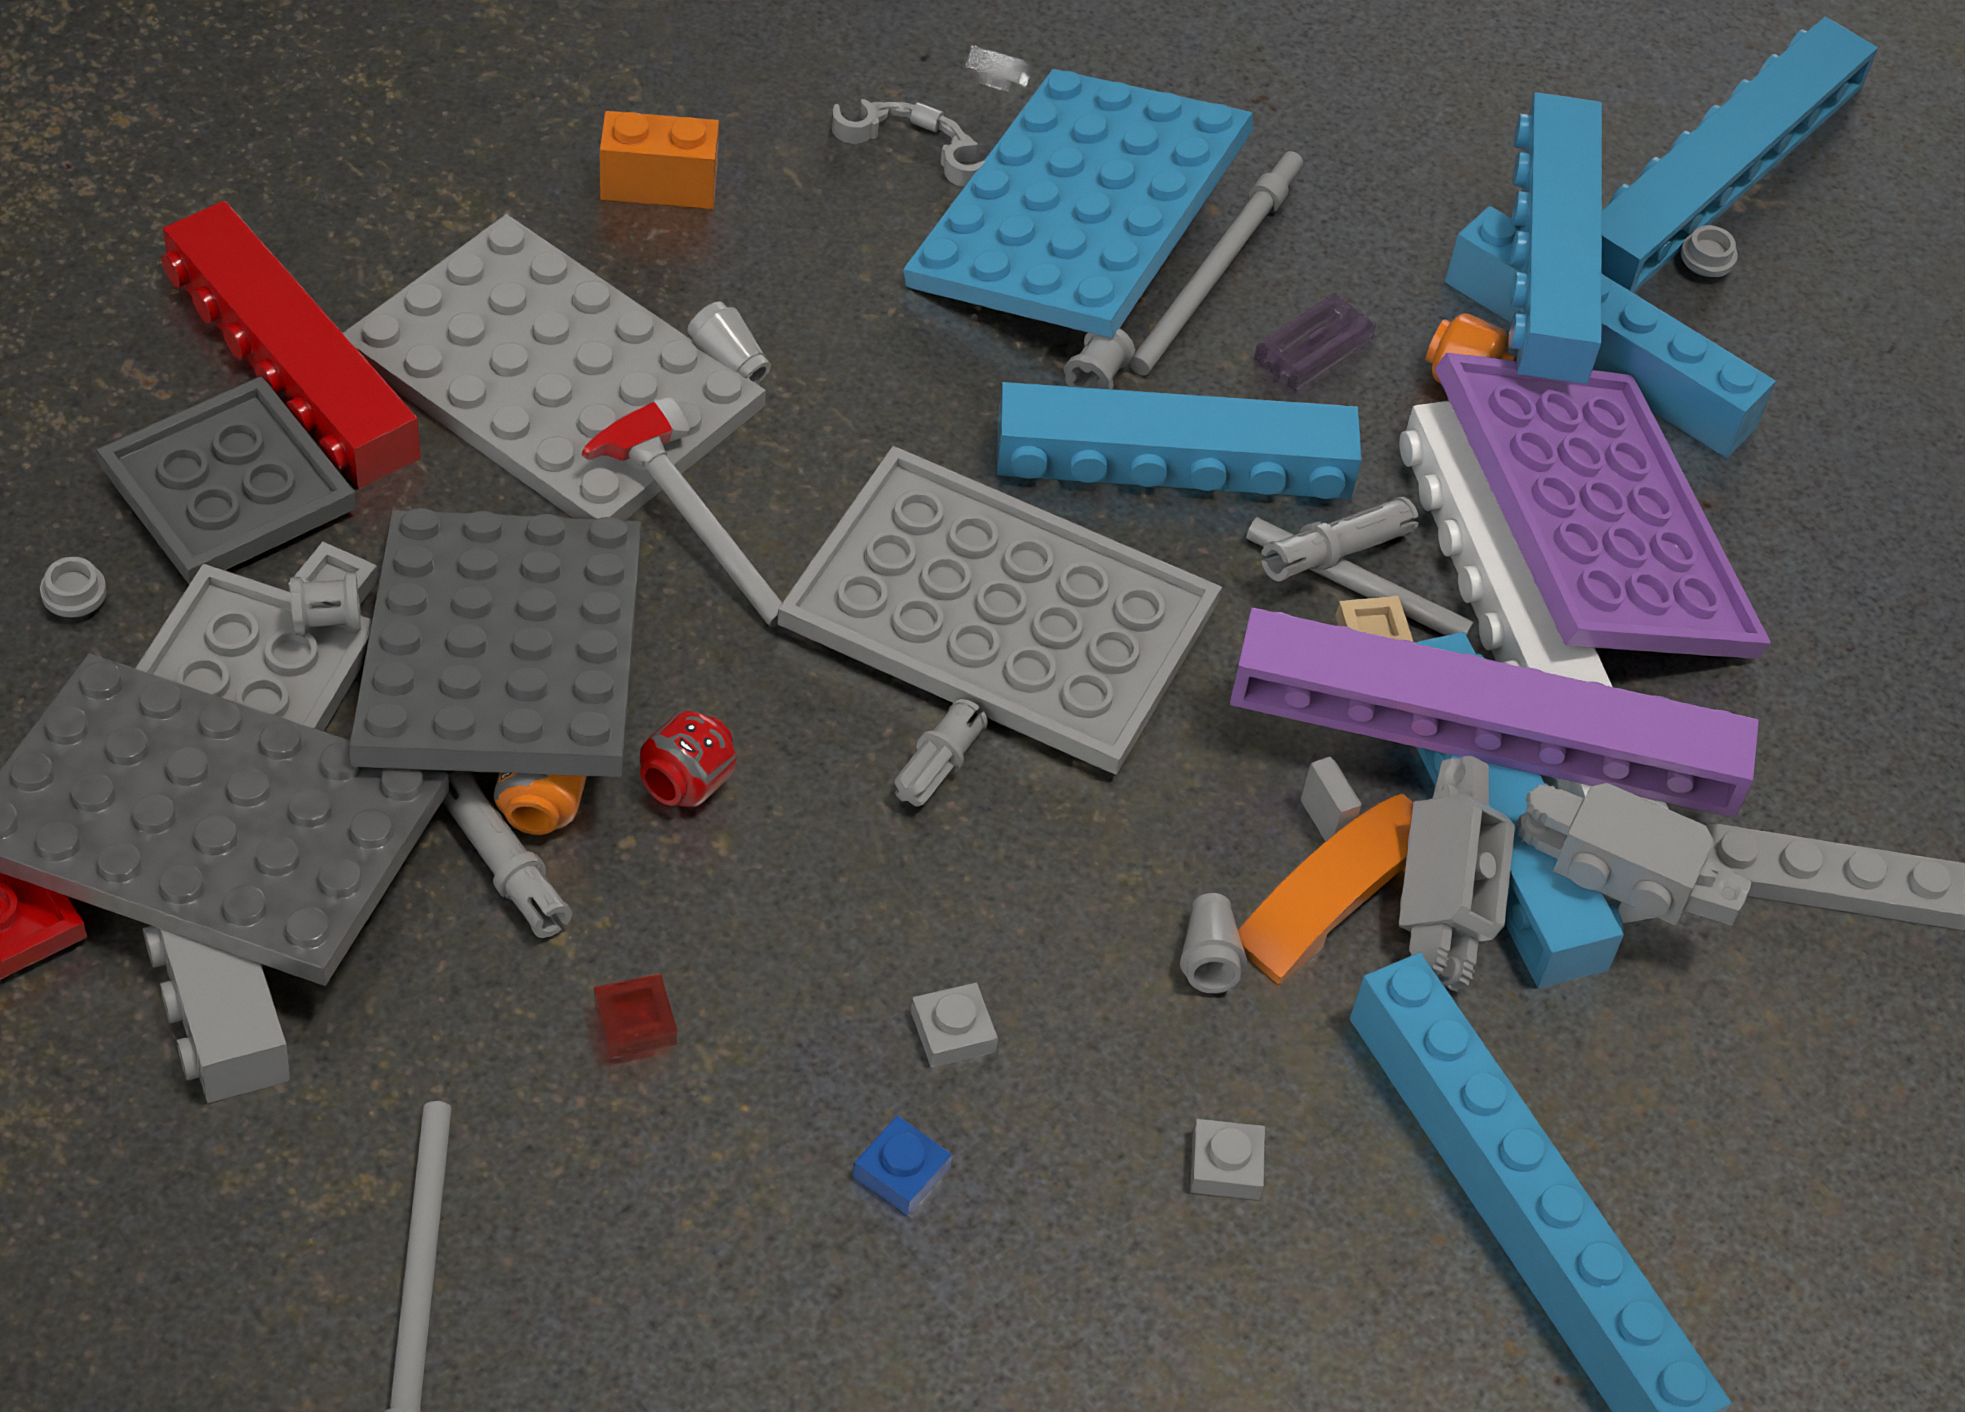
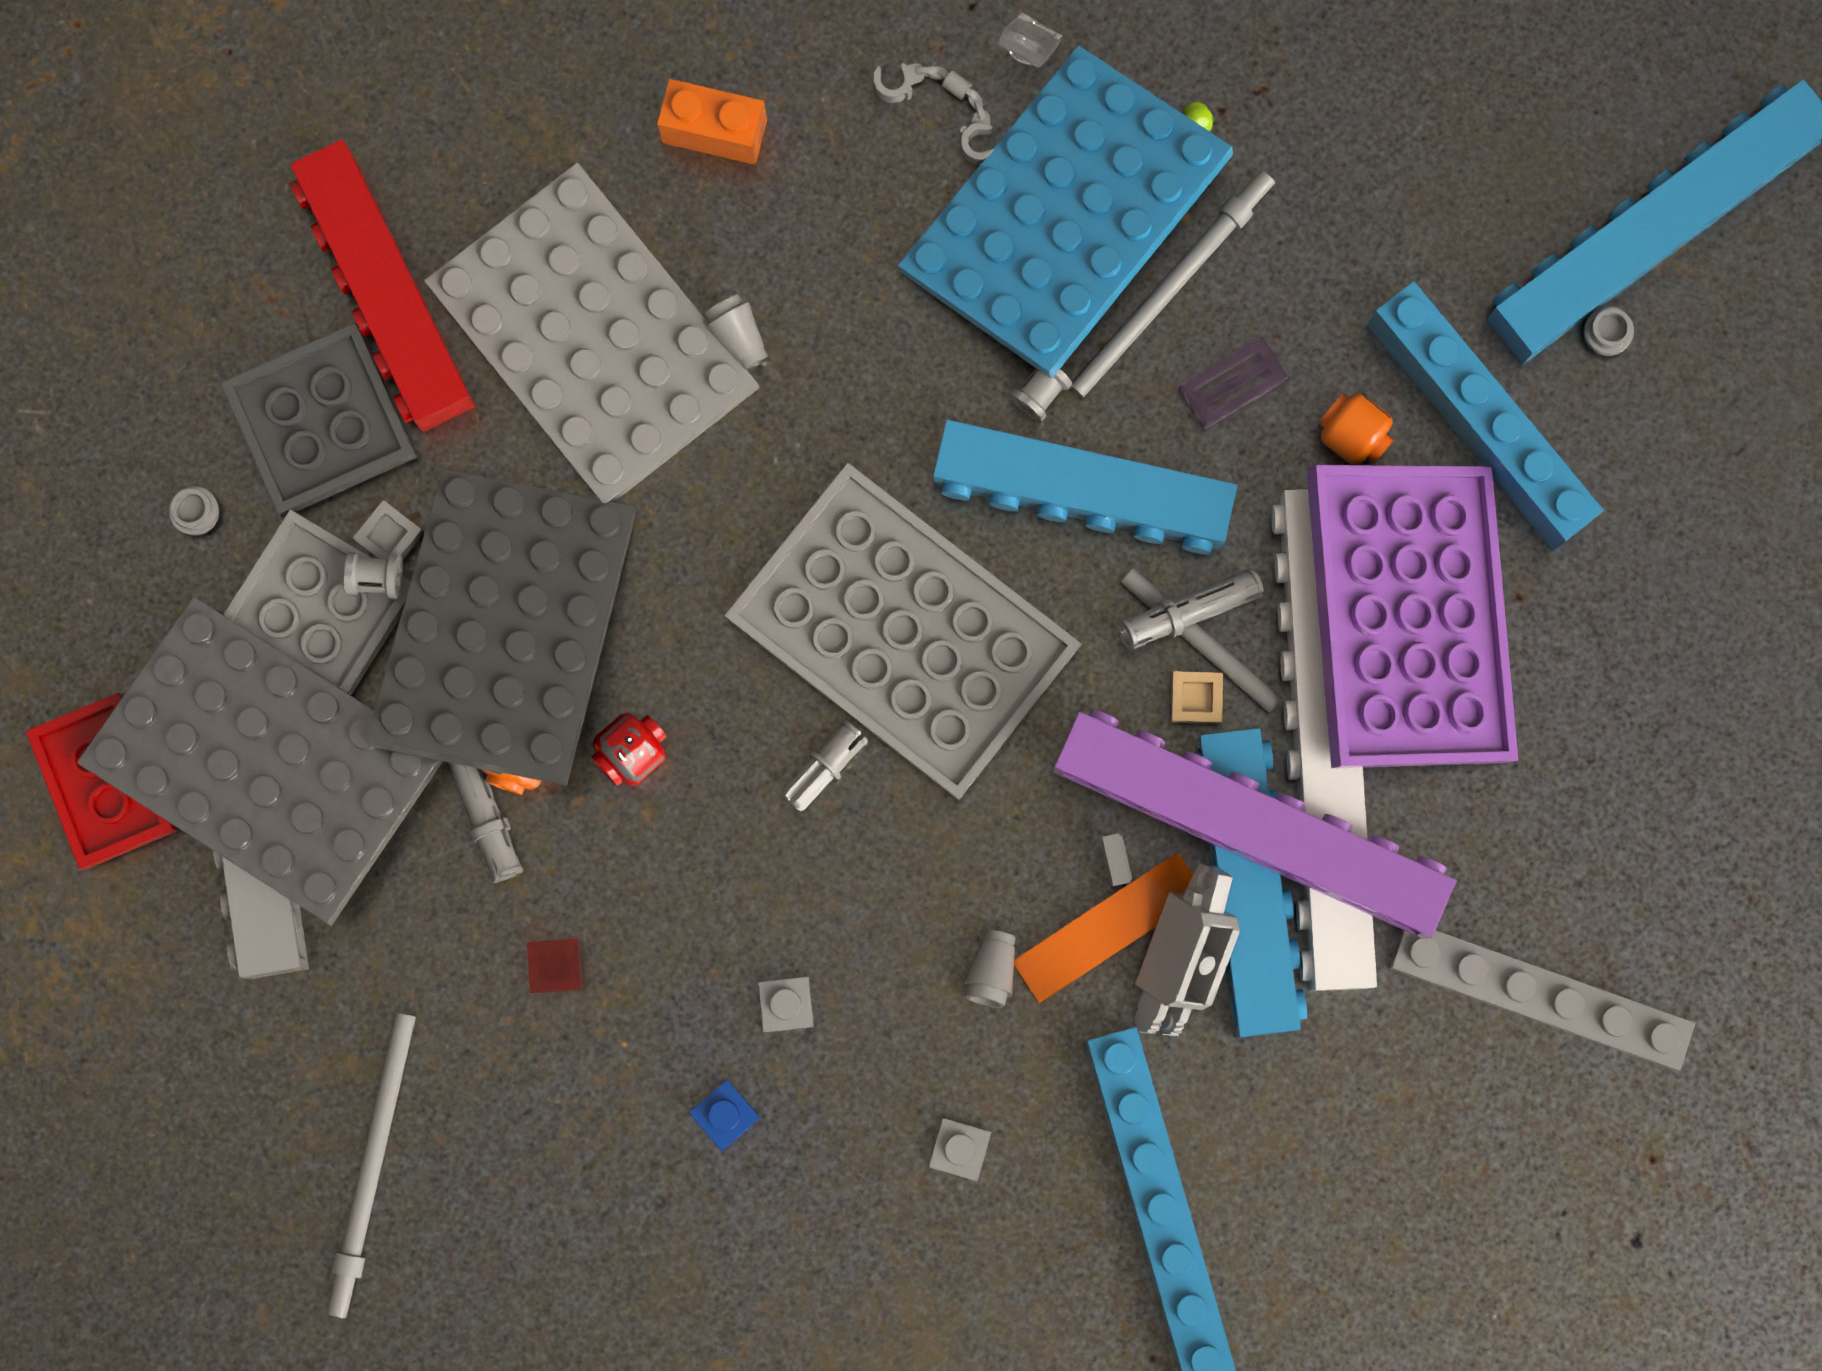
camera: 20 degrees right, 30 degrees up
(642, 438) = (642, 439): light grey piece -> none
(1557, 238) = (1453, 346): dark azure brick -> none
(1632, 852) = (1326, 974): light grey hinge -> none

